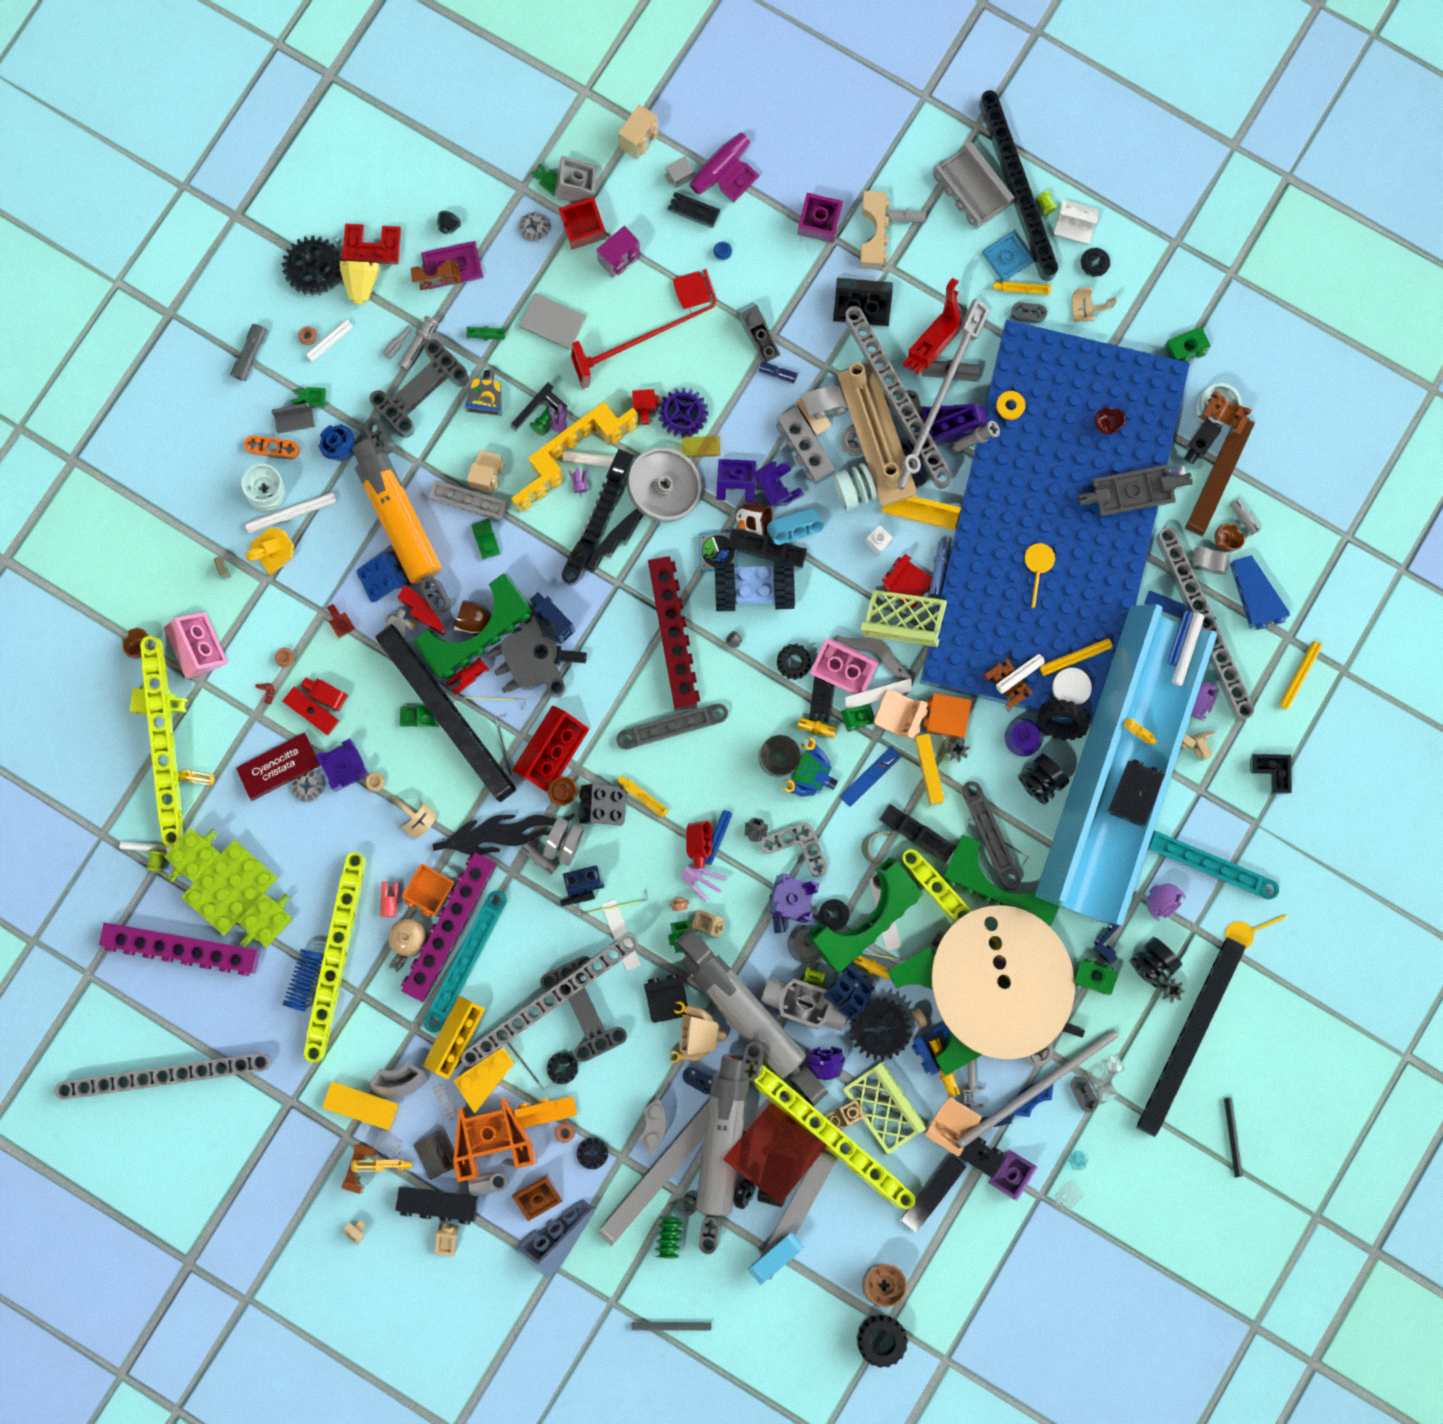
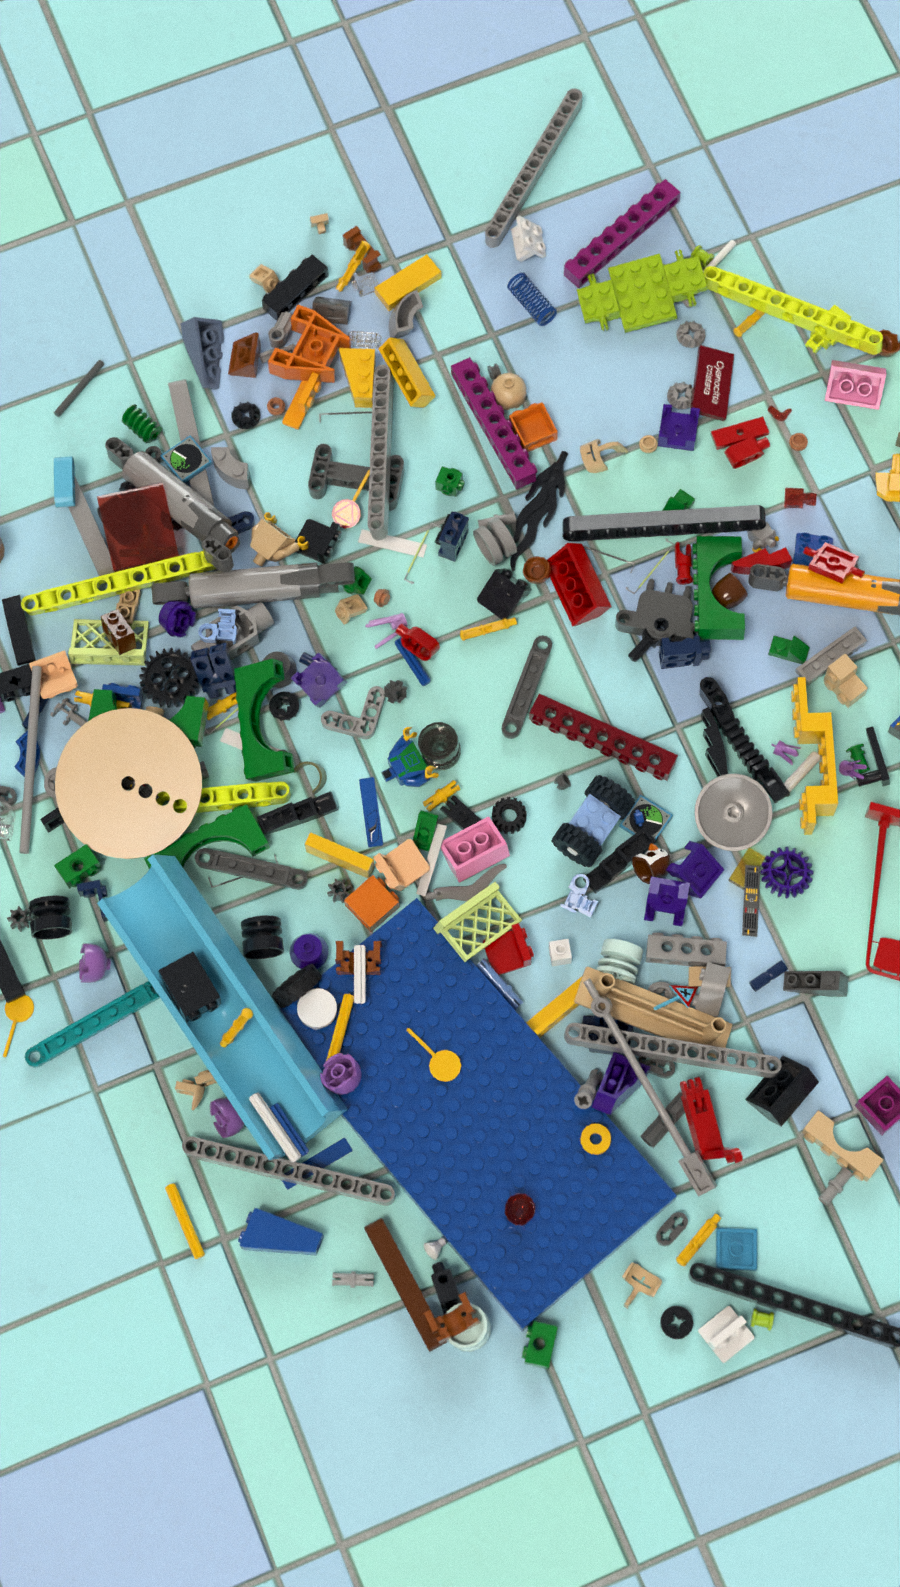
camera: 130 degrees right, 10 degrees down
(240, 828) = (687, 340): none -> light grey gear
(244, 1027) = (527, 239): none -> white bracket
(334, 957) = (533, 332): neon yellow beam -> none
(388, 903) = (545, 394): coral hinge -> none
(389, 542) = (833, 562): none -> red plate
(465, 961) = (459, 420): teal plate -> none
(515, 1174) = (264, 357): none -> light grey axle
(536, 929) = (449, 481): none -> green brick
(571, 1070) = (332, 437): black gear -> none
(622, 993) = (346, 511): none -> piece
(645, 402) = (817, 847): red brick -> none
(677, 1167) = (186, 459): none -> tile
(725, 425) = (751, 900): none -> dark grey sticker
(795, 526) = (621, 892): medium azure beam -> none
(809, 973) = (248, 657): lime bush -> none
(811, 1006) = (225, 629): none -> light blue piece
(824, 558) = (577, 901): none -> light blue piece
(841, 423) = (684, 993): none -> piece
(876, 1099) = (118, 632): none -> reddish brown brick
(973, 185) = (824, 1264): light grey panel -> none
(1112, 626) = (341, 1074): none -> medium lavender cylinder
(1134, 490) = (443, 1185): dark grey plate -> none
(1210, 560) = (337, 1217): light grey axle -> none
(1229, 538) = (344, 1247): dark orange hair -> none
(1278, 766) = (123, 1139): black brick -> none

